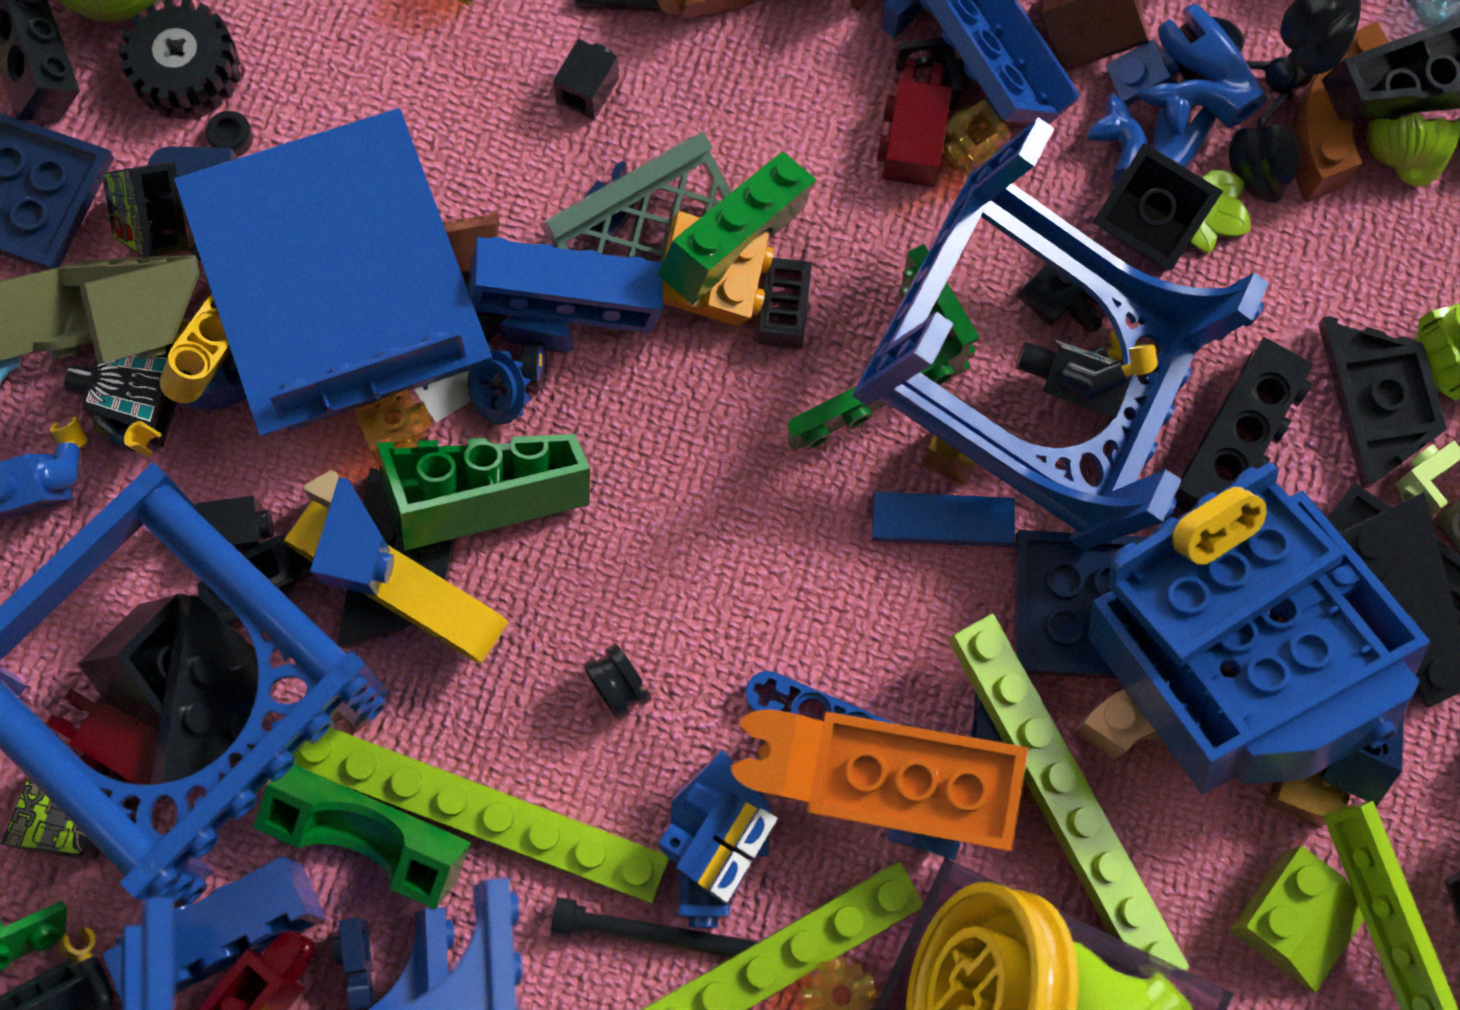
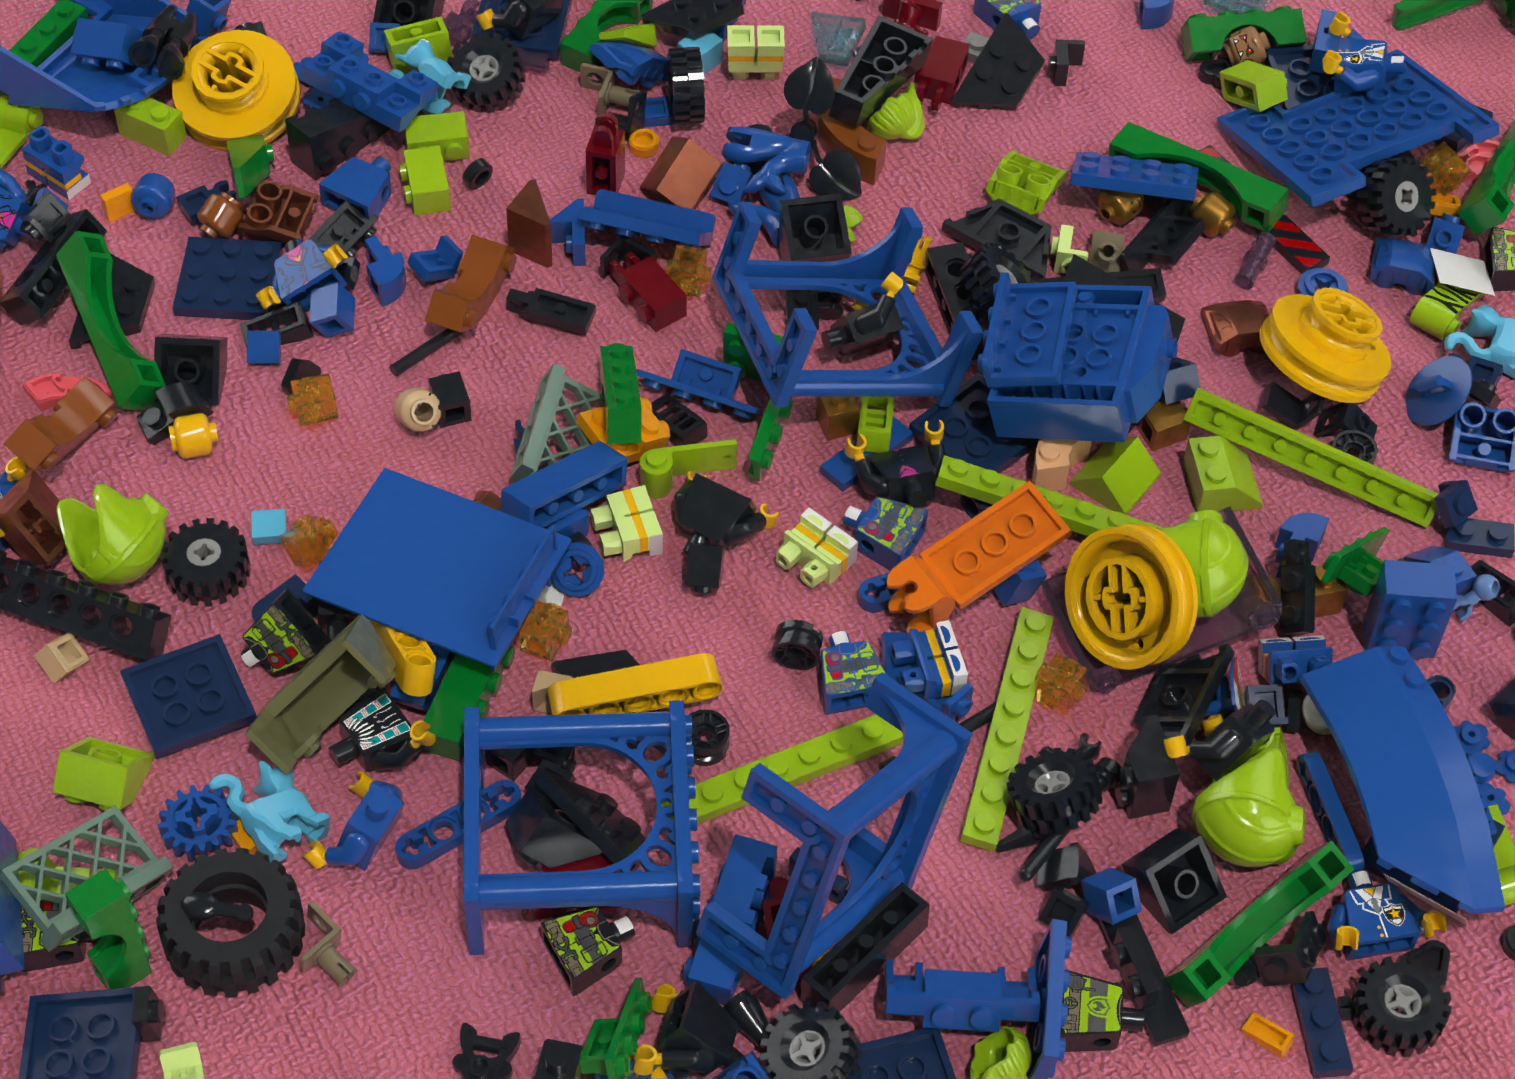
camera: 45 degrees left, 20 degrees down
(109, 572) = (454, 819): none -> blue beam
(226, 440) = (464, 685): none -> green brick
(230, 130) = (273, 576): black tile -> none
(282, 70) = (268, 526): none -> medium azure tile
(286, 117) = (309, 539): none -> clear yellow brick
(314, 810) = (720, 824): green arch -> none
(350, 546) = (602, 674): blue slope -> none
(422, 674) = (717, 732): none -> black wheel
(480, 485) = (624, 615): green wedge -> none
(537, 62) = (417, 419): none -> tan head
(610, 384) = (632, 524): none -> yellowish green hips
(623, 501) = (704, 566): none -> black brick
(637, 765) = (847, 673): none -> torso
(698, 453) = (717, 513): none -> black torso
(700, 346) = (661, 464): none -> lime door
(767, 588) = (819, 548): none -> yellowish green hips
(798, 64) = (552, 309): none -> black hinge
(855, 279) = (705, 378): none -> blue bracket
(857, 635) = (887, 530): none -> torso
(939, 586) = (903, 473): none -> black torso
(960, 513) = (876, 424): none -> lime slope
(1174, 813) = (1118, 475): none -> lime slope
(1219, 525) = (1010, 312): yellow beam -> none
(1237, 342) = (914, 268): none -> yellow piece
(1305, 442) = (984, 270): none -> black wheel

